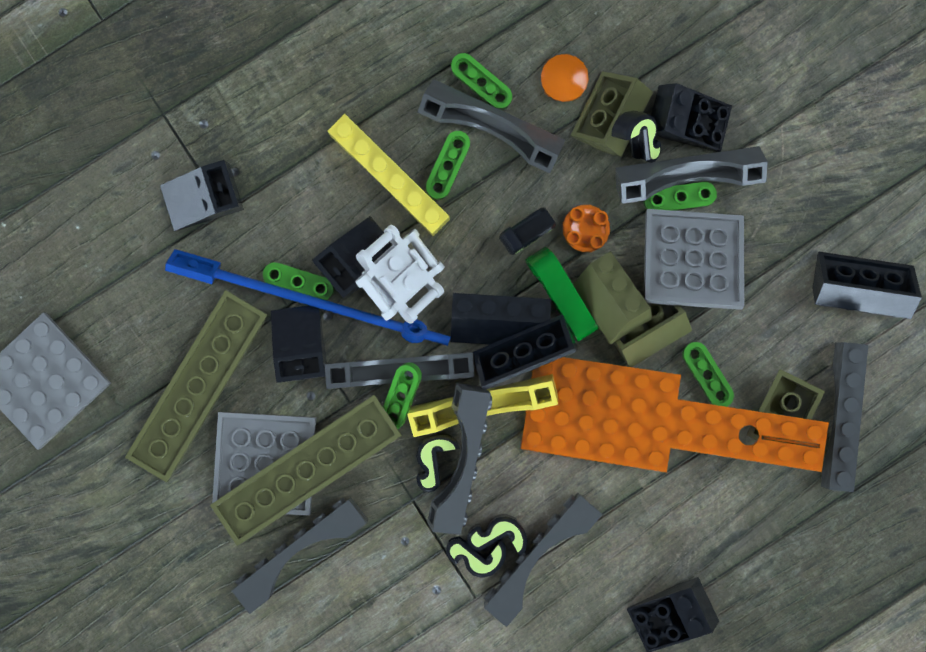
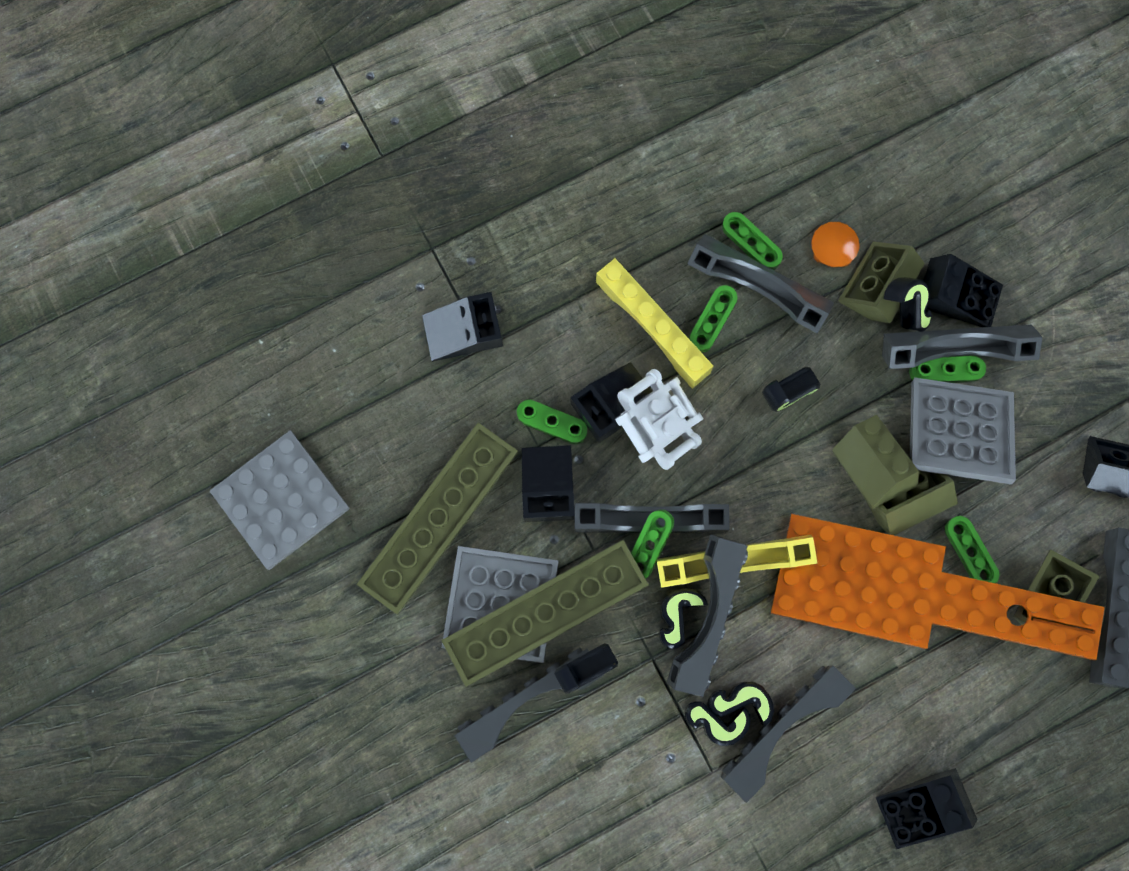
camera: 10 degrees right, 10 degrees down
(207, 270) = (461, 402): blue bar -> none
(347, 521) = (586, 668): none -> black animal
(494, 317) = (757, 476): black slope -> none
(524, 351) = (784, 507): black slope -> none
(562, 292) = (824, 453): green beam -> none
(586, 228) = (850, 392): orange dish -> none

